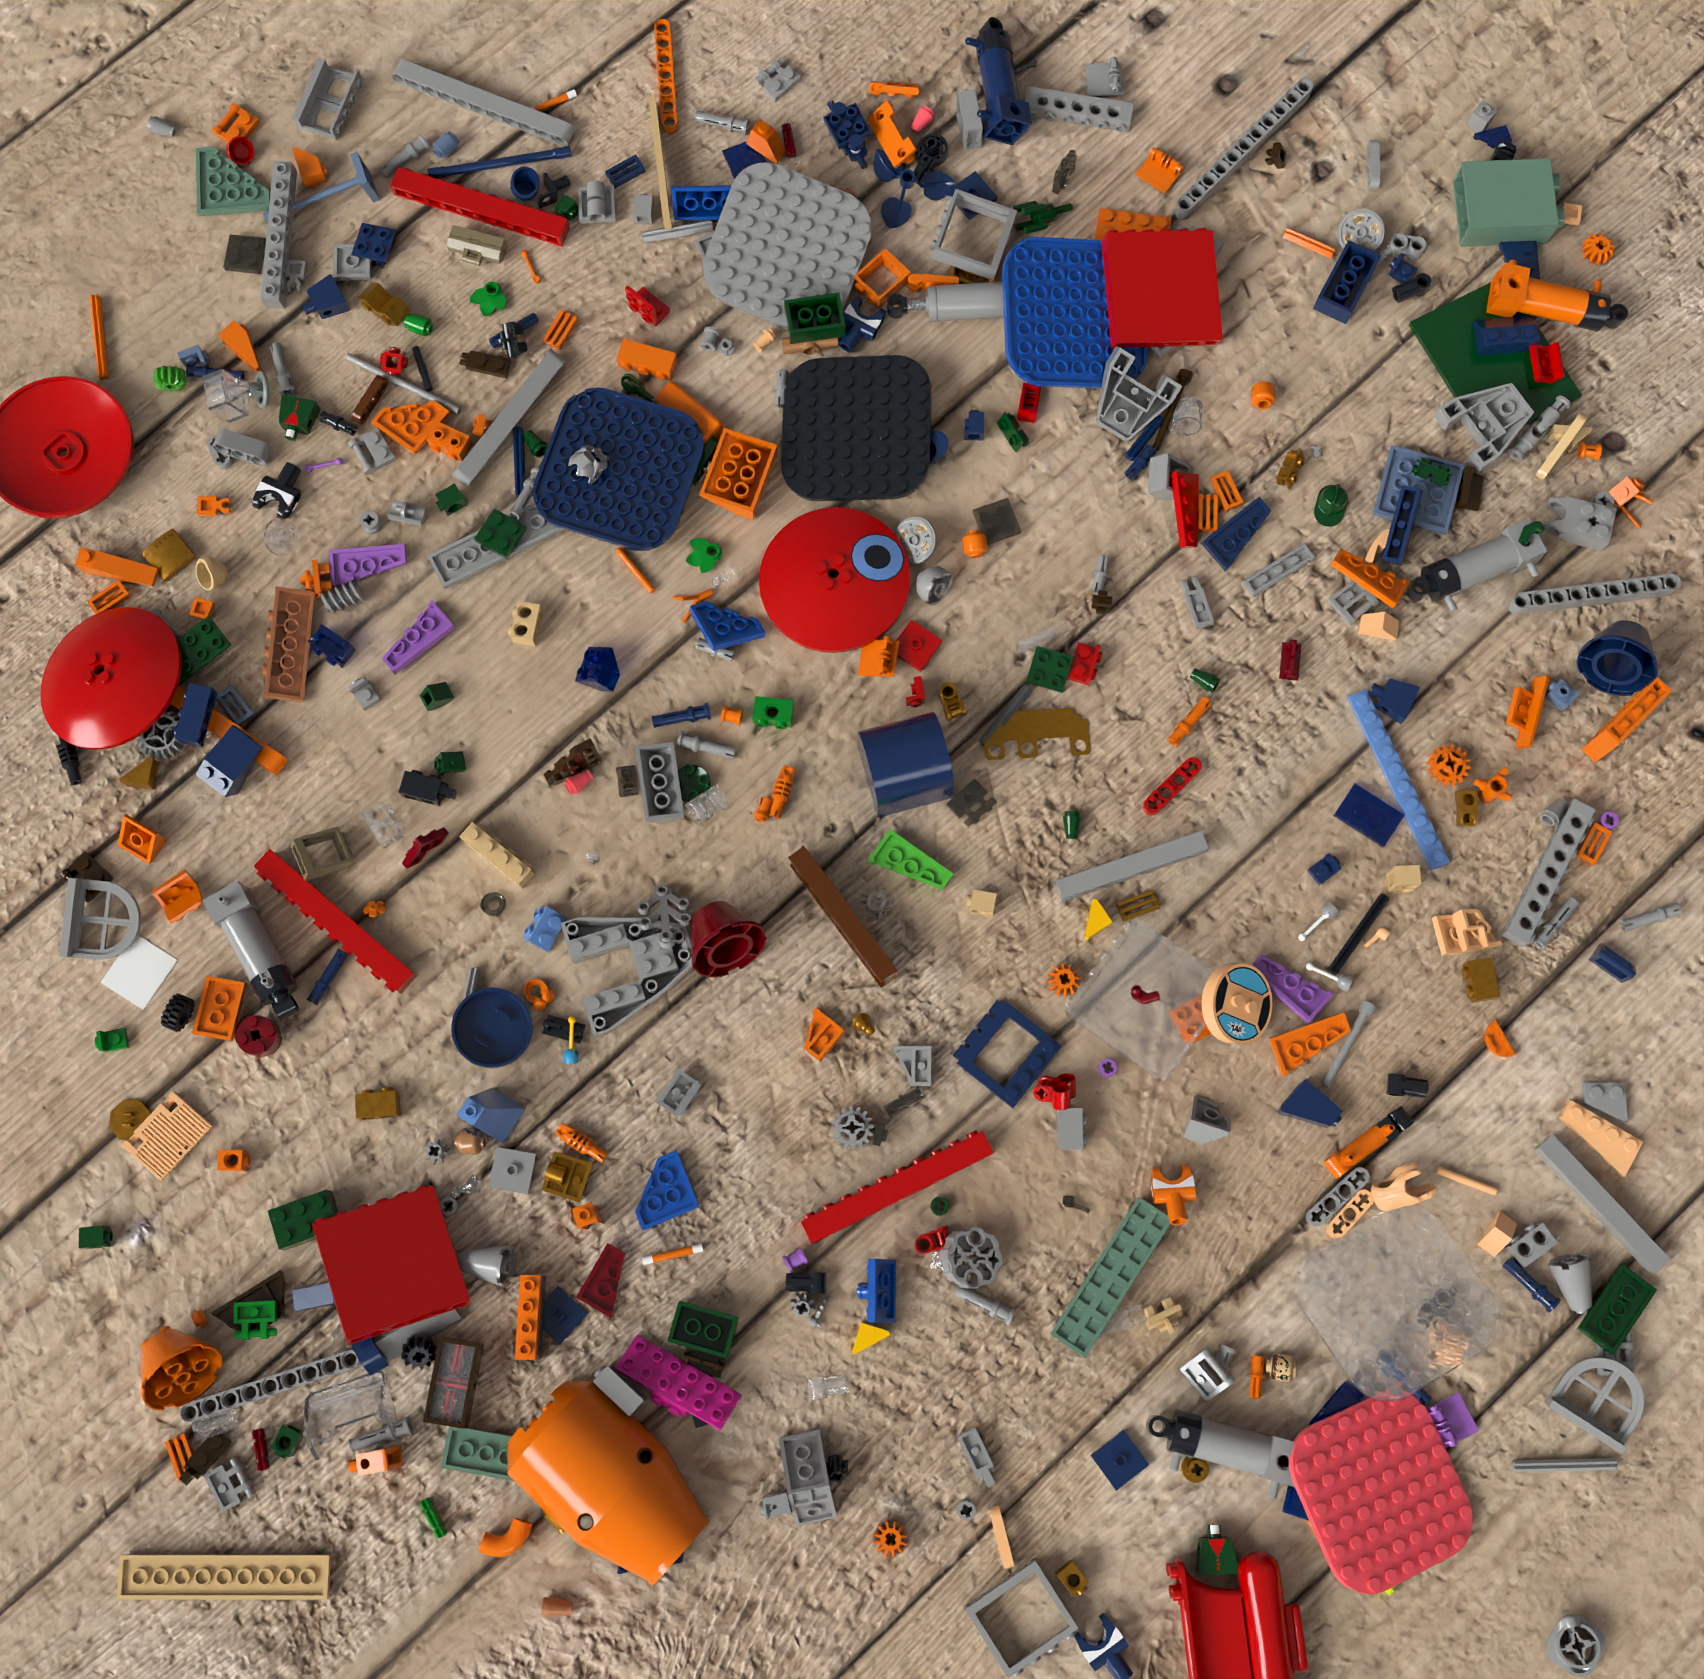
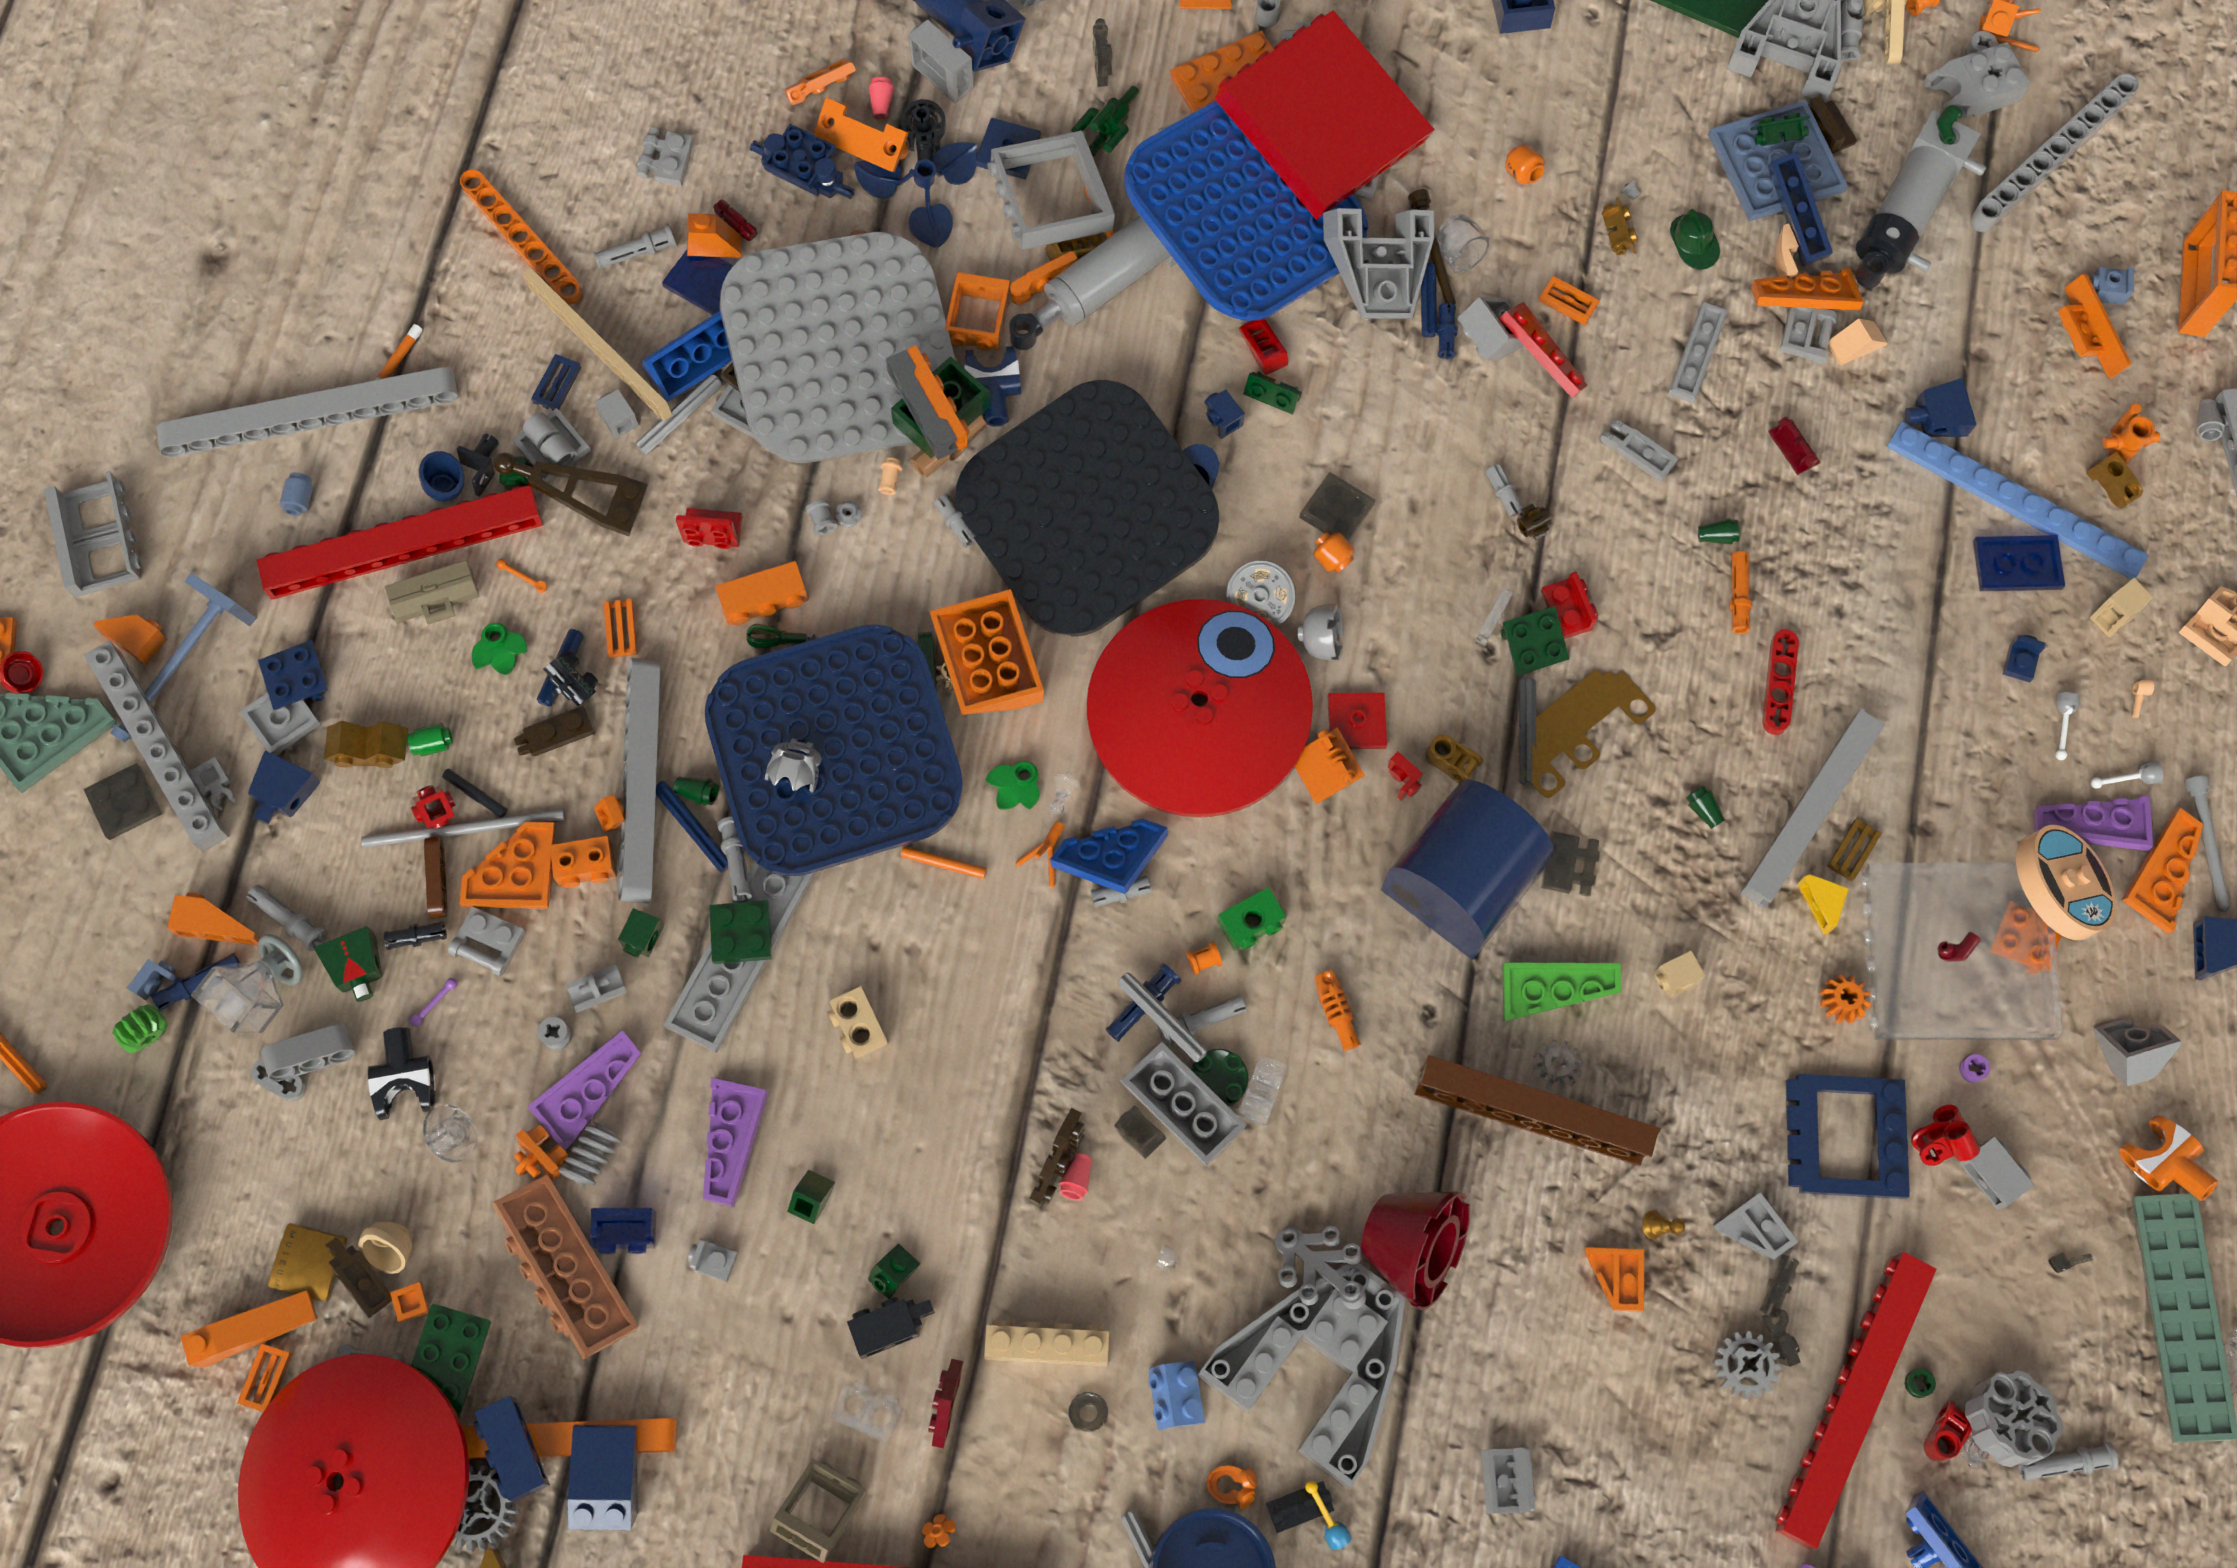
camera: 40 degrees left, 5 degrees down
(185, 578) = (358, 1278): none -> dark brown hinge
(211, 505) = (318, 1159): orange plate -> none
(245, 718) = (574, 1405): sand blue tile -> none
(410, 151) = (255, 530): light grey pin -> none
(556, 153) = (320, 527): dark blue piece -> none
(599, 669) = (995, 1016): clear blue slope -> none
(611, 262) = (622, 509): none -> dark brown plate
(676, 398) = (833, 616): orange piece -> none
(683, 731) = (1162, 1017): none -> light grey axle
(762, 810) = (1331, 1048): orange pin -> none
(803, 309) = (927, 402): none -> dark grey piece
(1207, 498) = (1575, 333): orange tile -> none
(1232, 537) = (1619, 341): dark blue wing -> none
(1358, 934) = (2118, 707): black axle -> none
(1446, 773) = (2059, 446): orange gear -> none
(1619, 659) = (2149, 202): dark blue cone -> none

